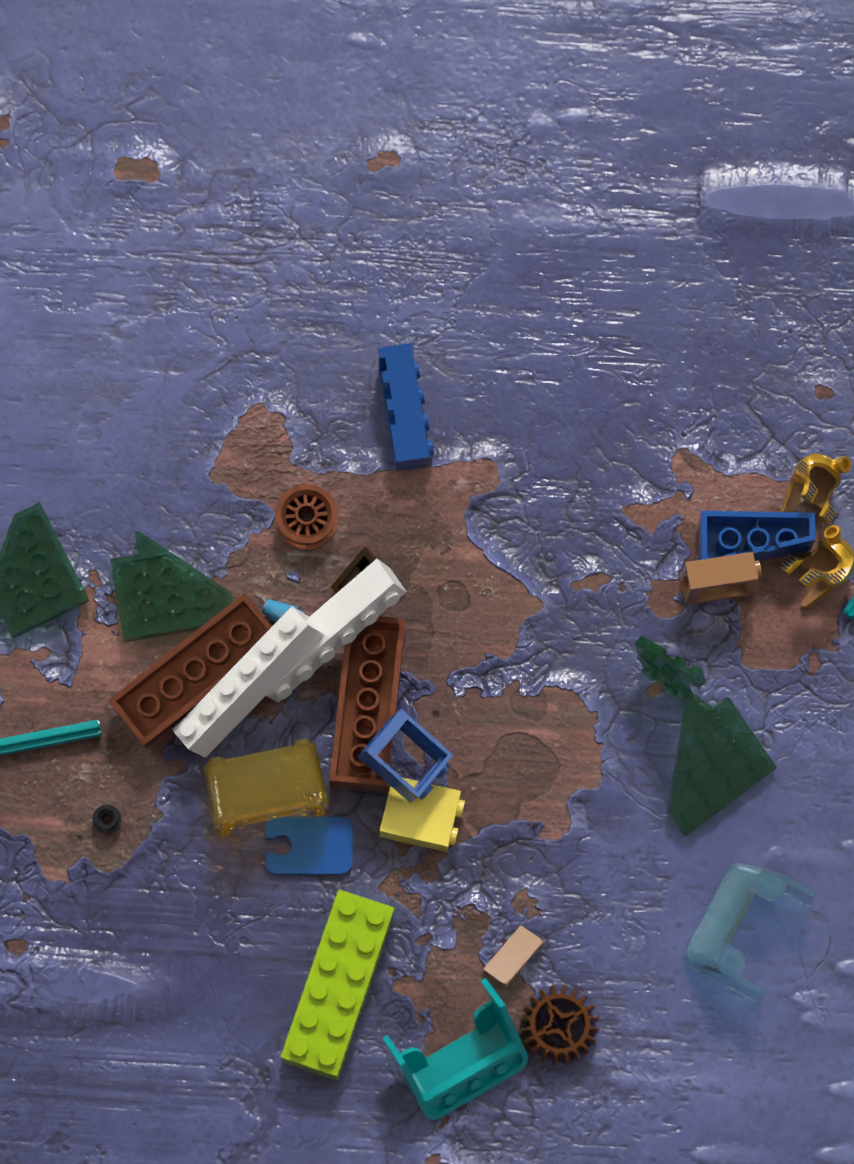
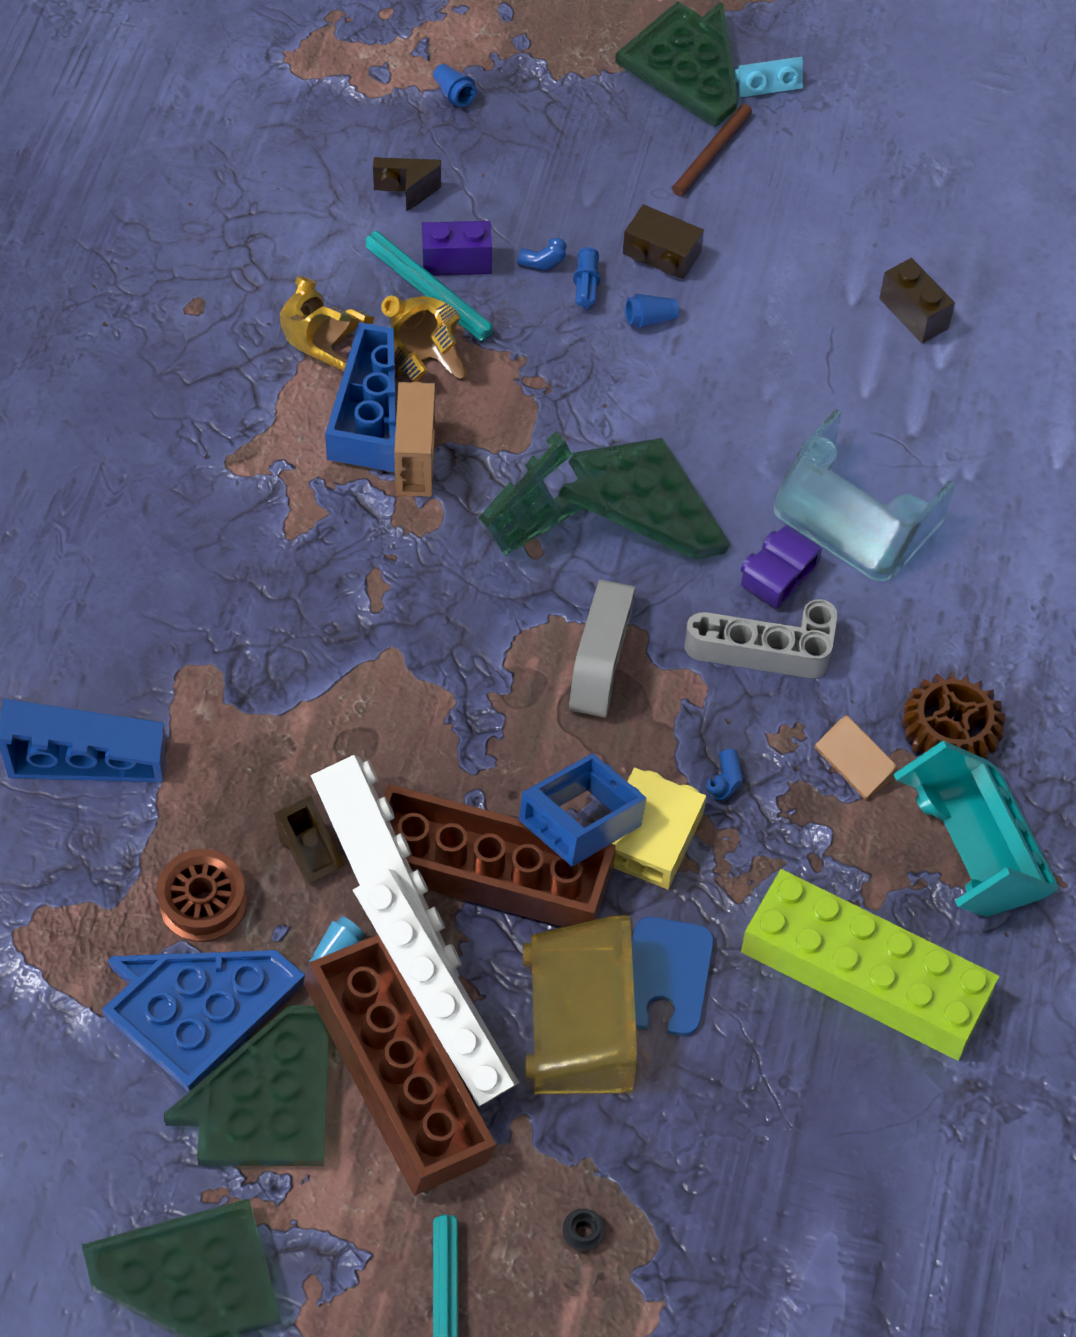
camera: 80 degrees left, 15 degrees down
(223, 534) = (198, 1006): none -> blue wing
(476, 865) = (729, 780): none -> blue arm
(568, 750) = (601, 648): none -> light grey beam
(601, 869) = (712, 639): none -> light grey beam
(673, 876) = (780, 566): none -> dark purple brick

